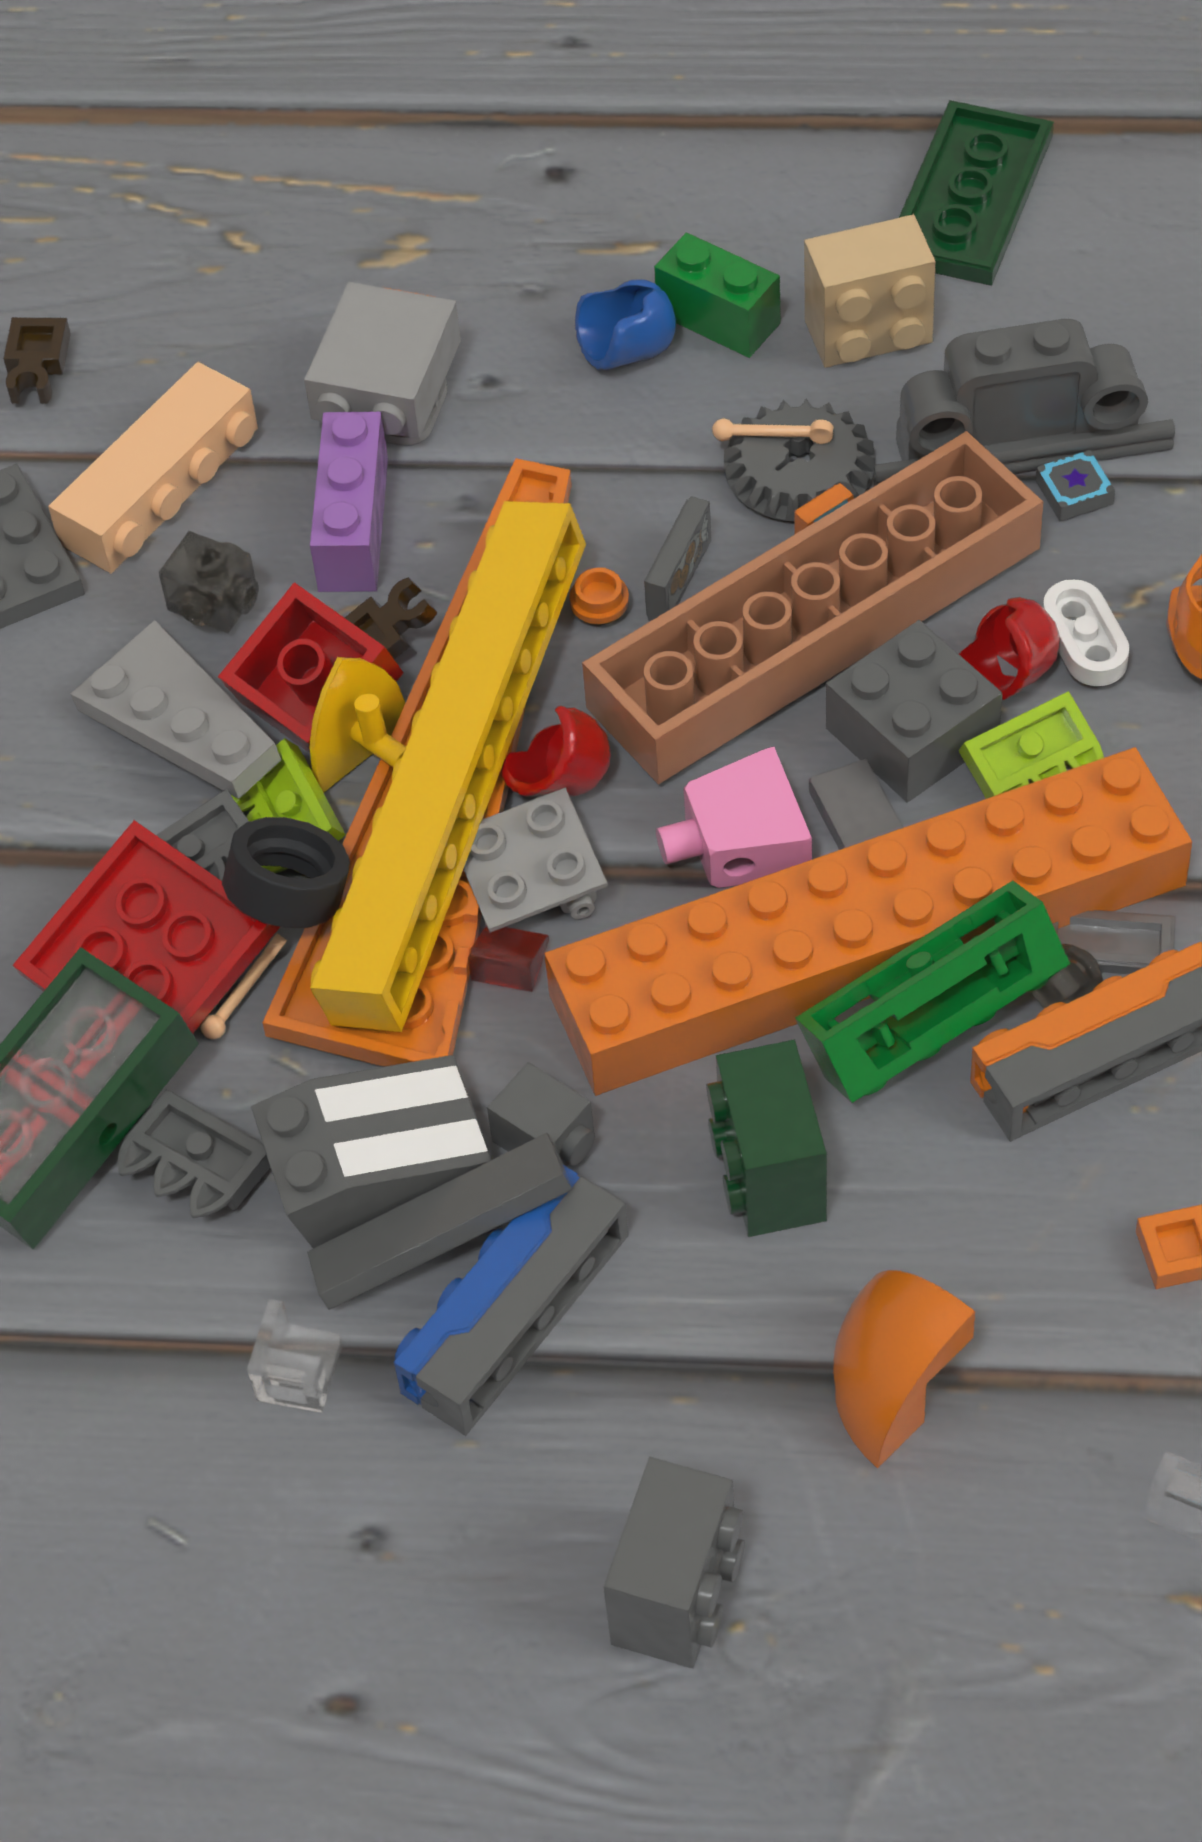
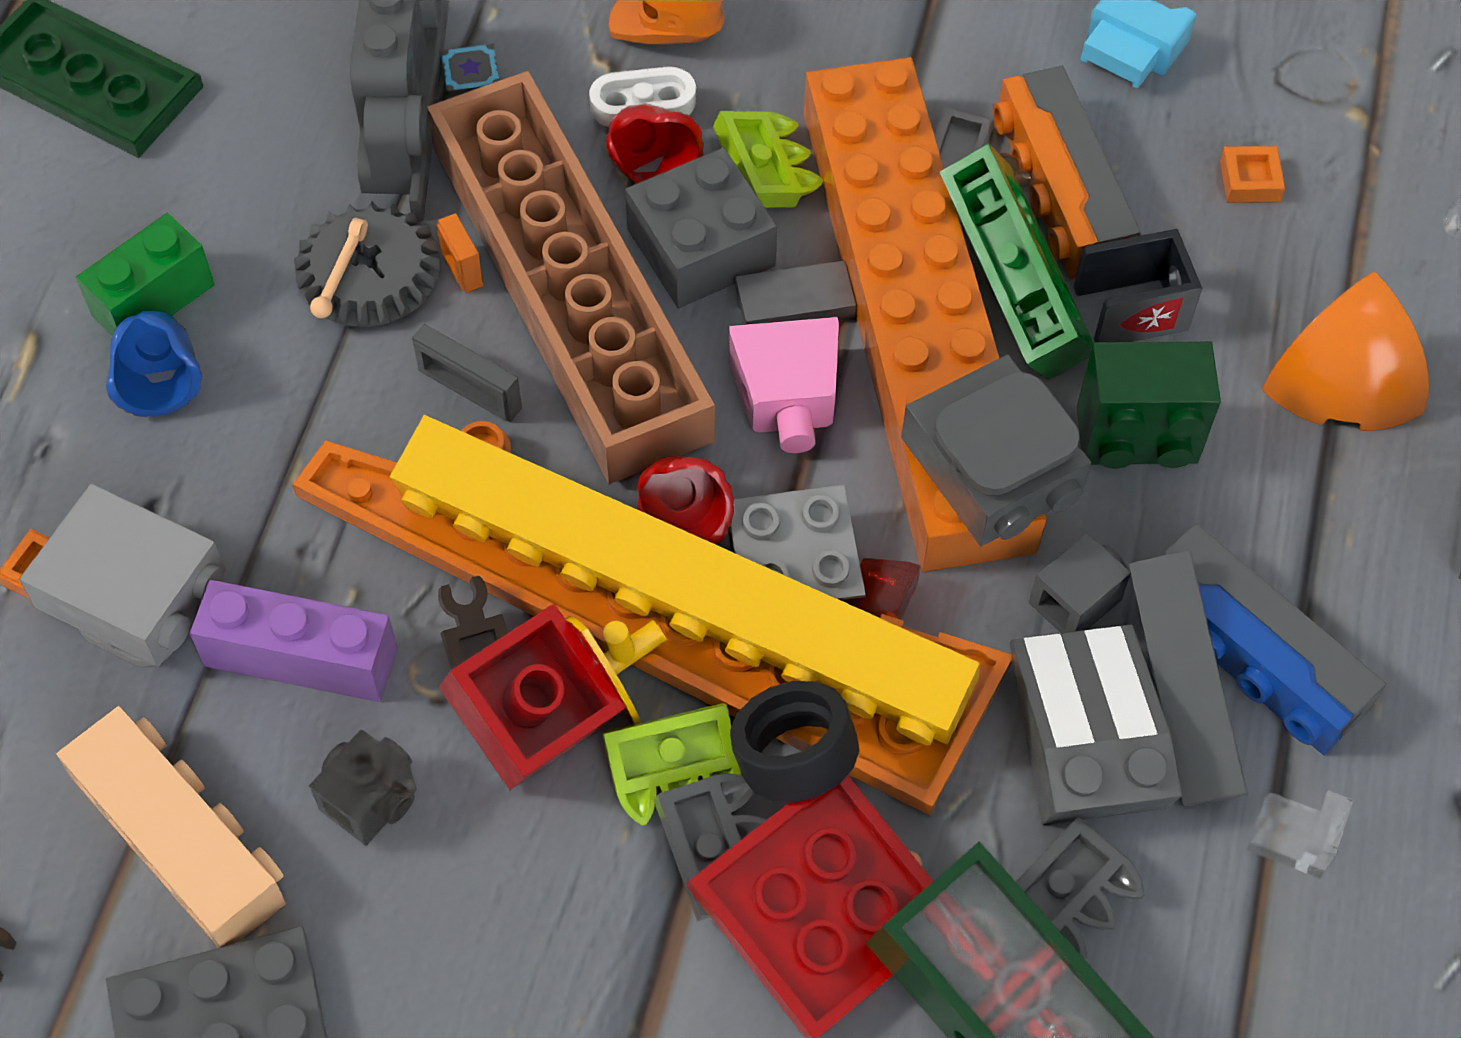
camera: 85 degrees left, 5 degrees up
(177, 711) = (511, 850): light grey wing -> none
(633, 968) = (997, 449): none -> dark grey brick
(869, 290) = (211, 152): tan brick -> none
(937, 1171) = (1134, 263): none -> black piece

